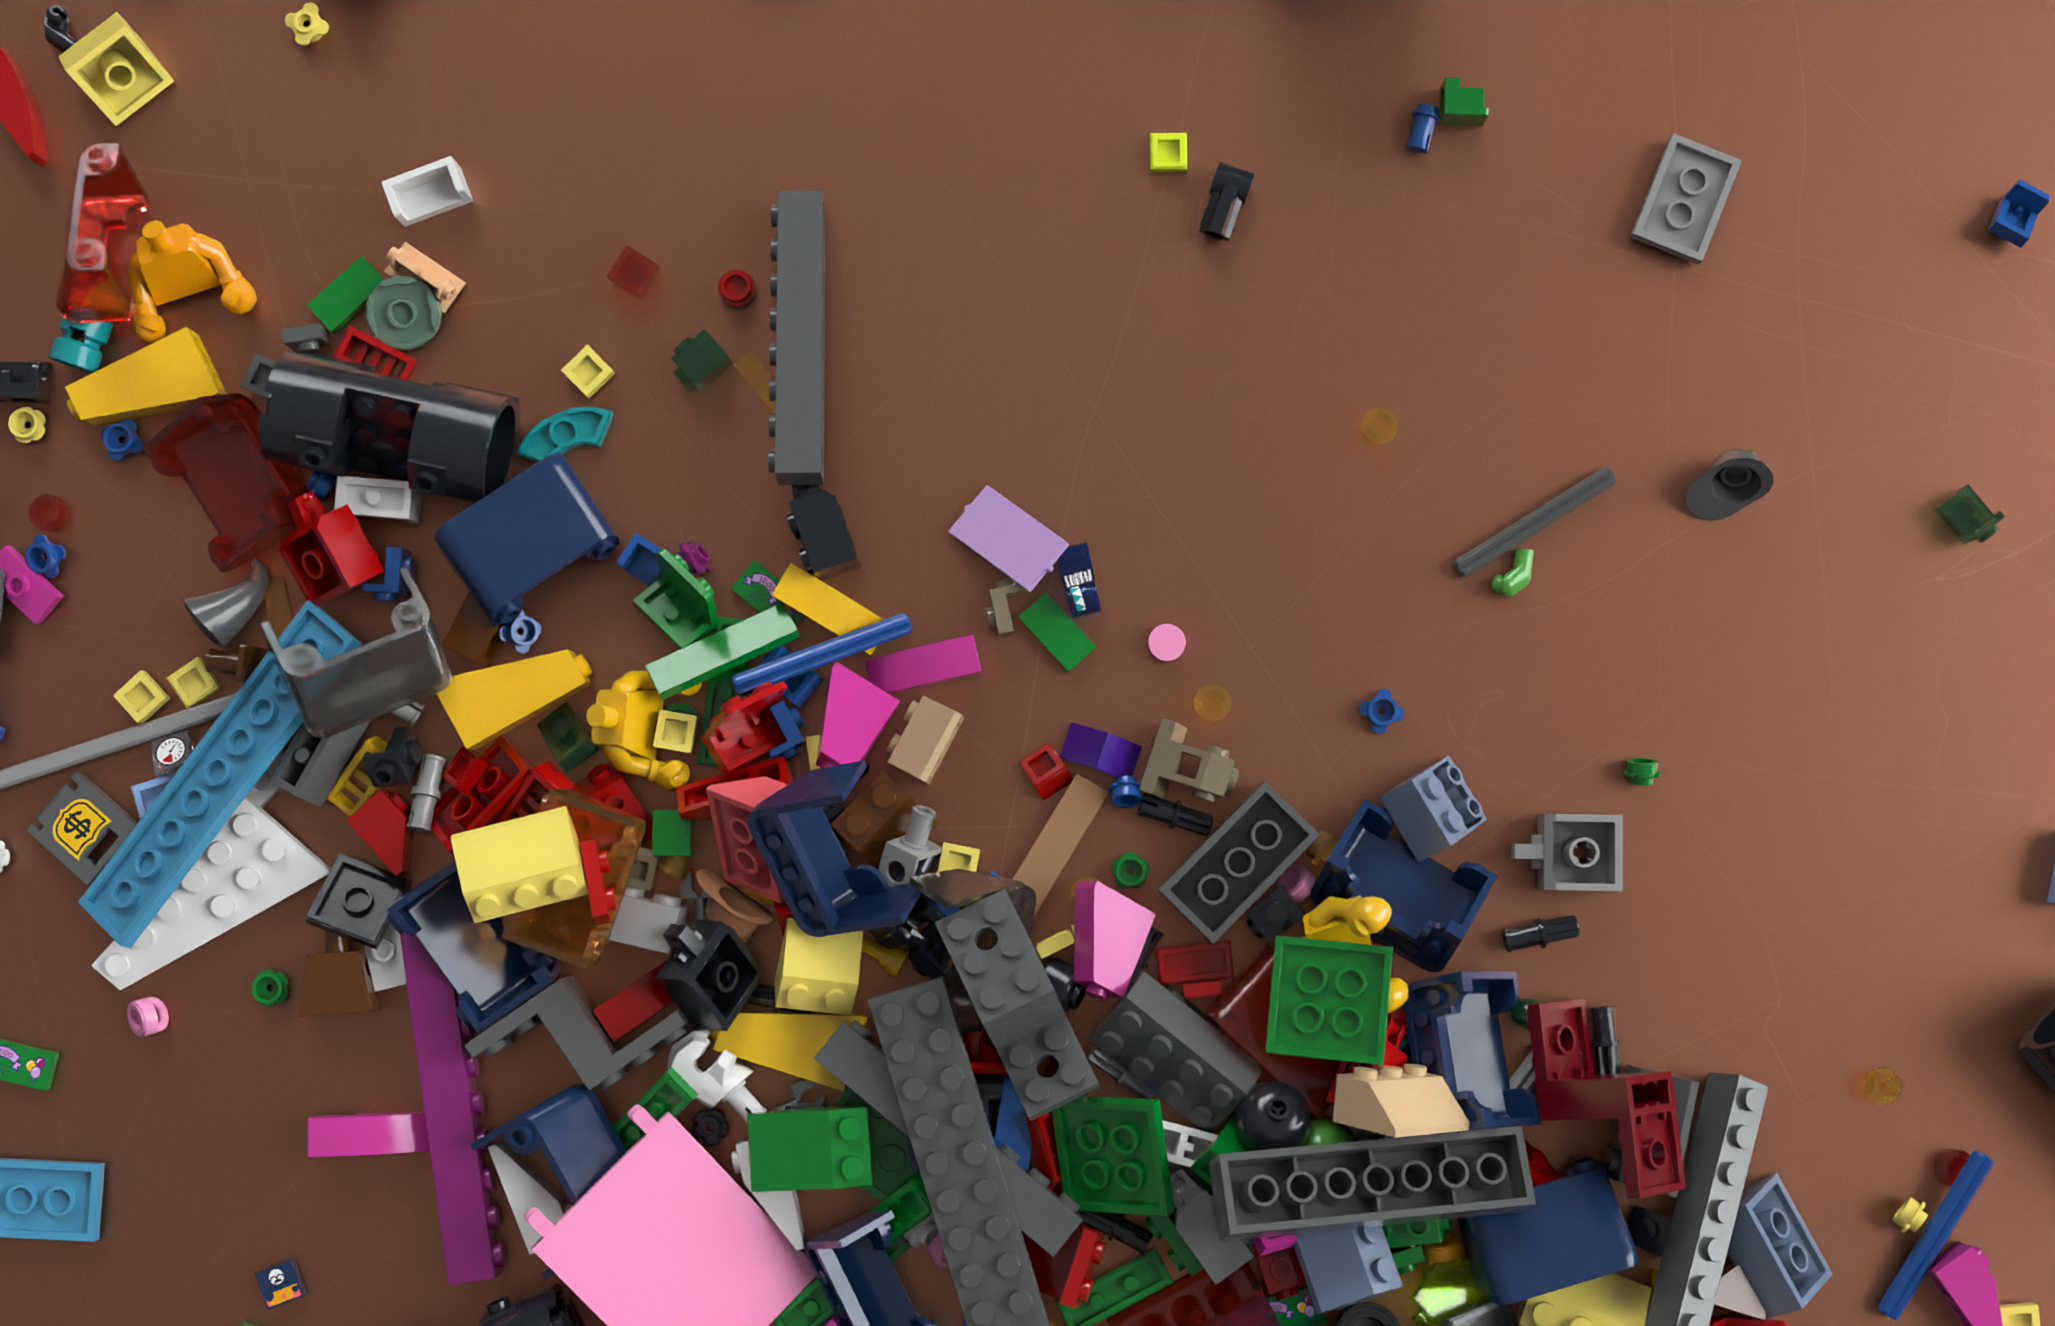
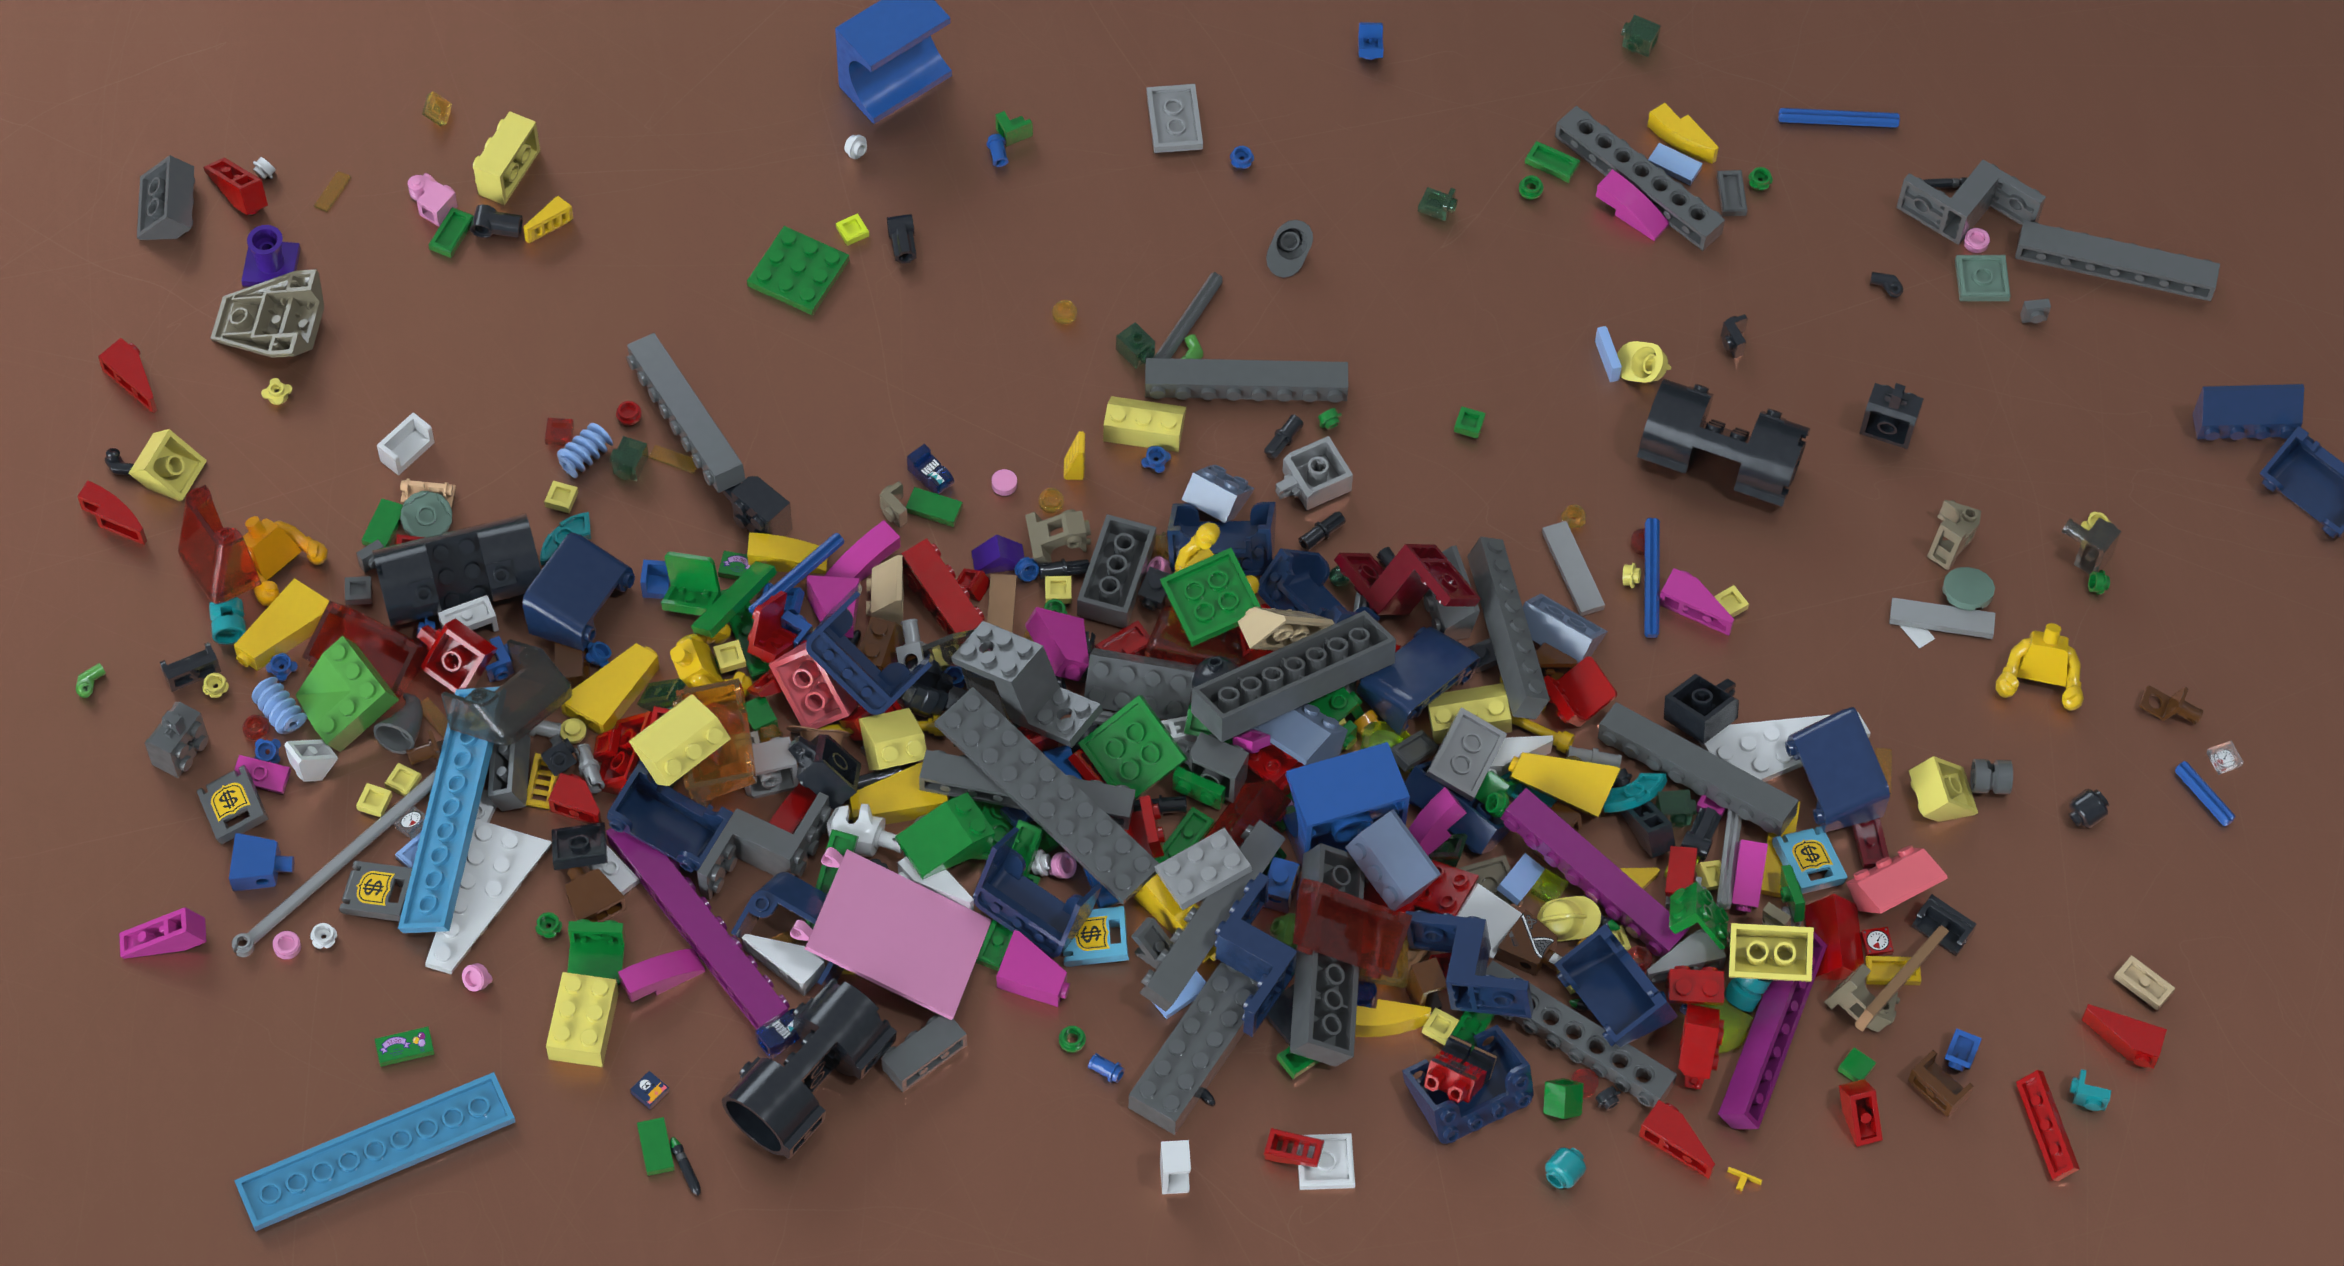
camera: 30 degrees left, 25 degrees down
(78, 605) = (310, 758): none -> white slope
(83, 501) = (277, 706): none -> light blue piece
(167, 533) = (344, 694): none -> bright green slope
(241, 1149) = (582, 1019): none -> light yellow brick
(304, 1064) = (596, 948): none -> green bracket
(434, 725) = (574, 730): none -> light yellow plate
(473, 1297) = (777, 1035): none -> clear blue leg
(601, 898) = (740, 740): red plate -> none
(647, 319) = (582, 448): none -> light blue piece
(994, 774) = (940, 589): none -> red wedge
(1008, 538) = (874, 466): lavender piece -> none
(1065, 180) = (798, 270): none -> green plate
(1151, 842) = (1058, 588): none -> light yellow plate
(1237, 27) = (856, 146): none -> white plate
(1272, 664) = (1075, 459): none -> yellow slope
(1397, 648) = (1143, 423): none -> light yellow slope
(1445, 529) = (1135, 345): none -> clear green brick
(1564, 657) = (1246, 379): none -> dark grey brick
(1566, 766) = (1283, 437): none -> black axle
(1749, 299) = (1241, 152): none -> blue plate
(1824, 873) = (1469, 422): none -> green plate
(1839, 1160) = (1573, 568): none -> light grey tile

